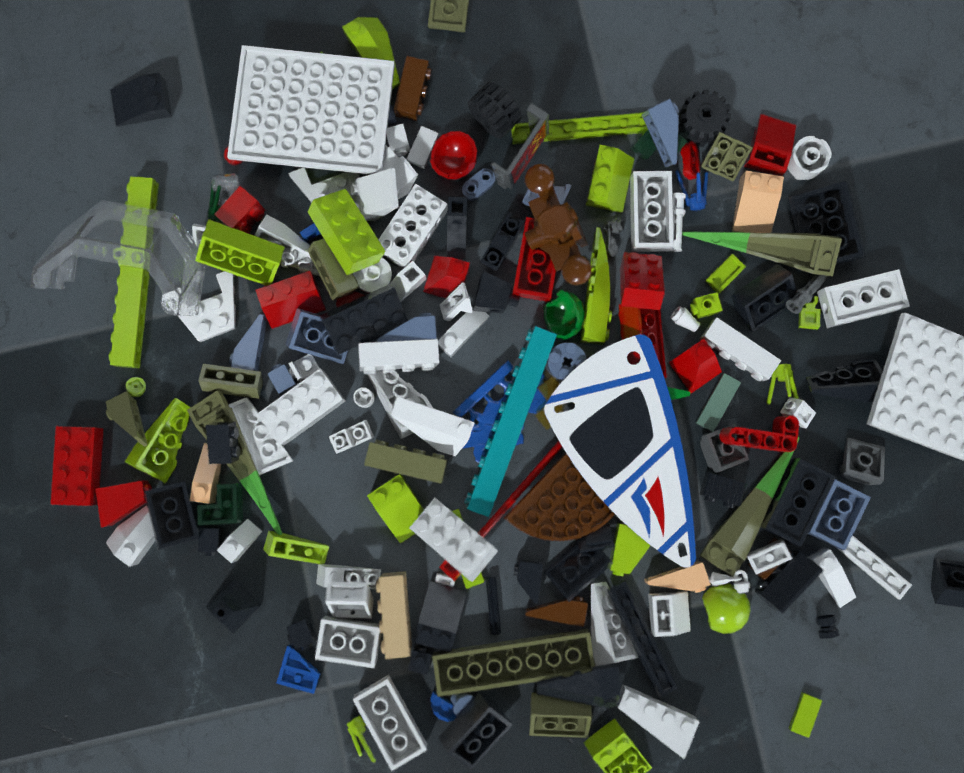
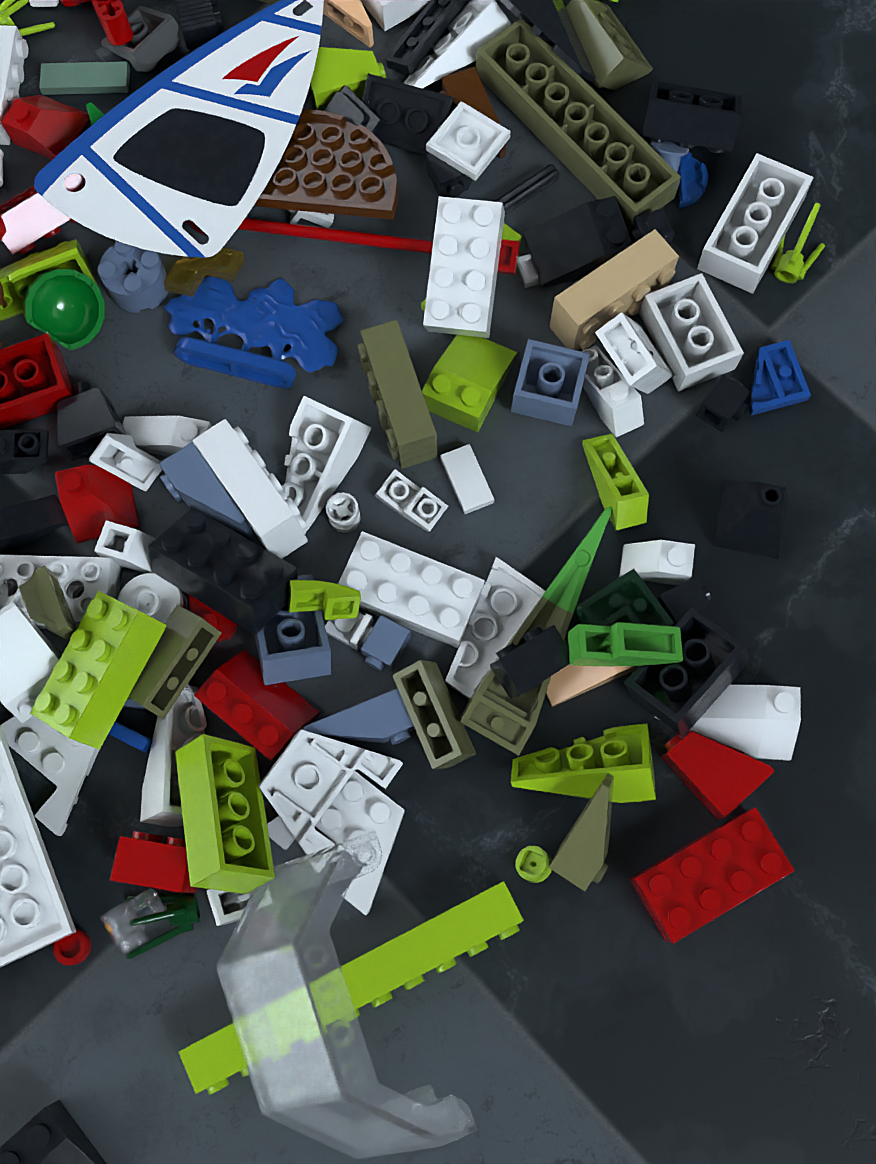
camera: 120 degrees left, 10 degrees down
(198, 491) = (624, 645): none -> bright green slope
(237, 307) = (311, 777): none -> white wing
(314, 363) = (331, 598): none -> lime slope
(345, 472) = (467, 479): none -> white tile
(366, 548) = (550, 382): none -> sand blue slope
(391, 223) = (47, 603): none -> olive slope
(439, 429) = (324, 381): white wedge -> none
(511, 420) = (255, 298): teal brick -> none
(535, 592) = (468, 140): none -> white tile

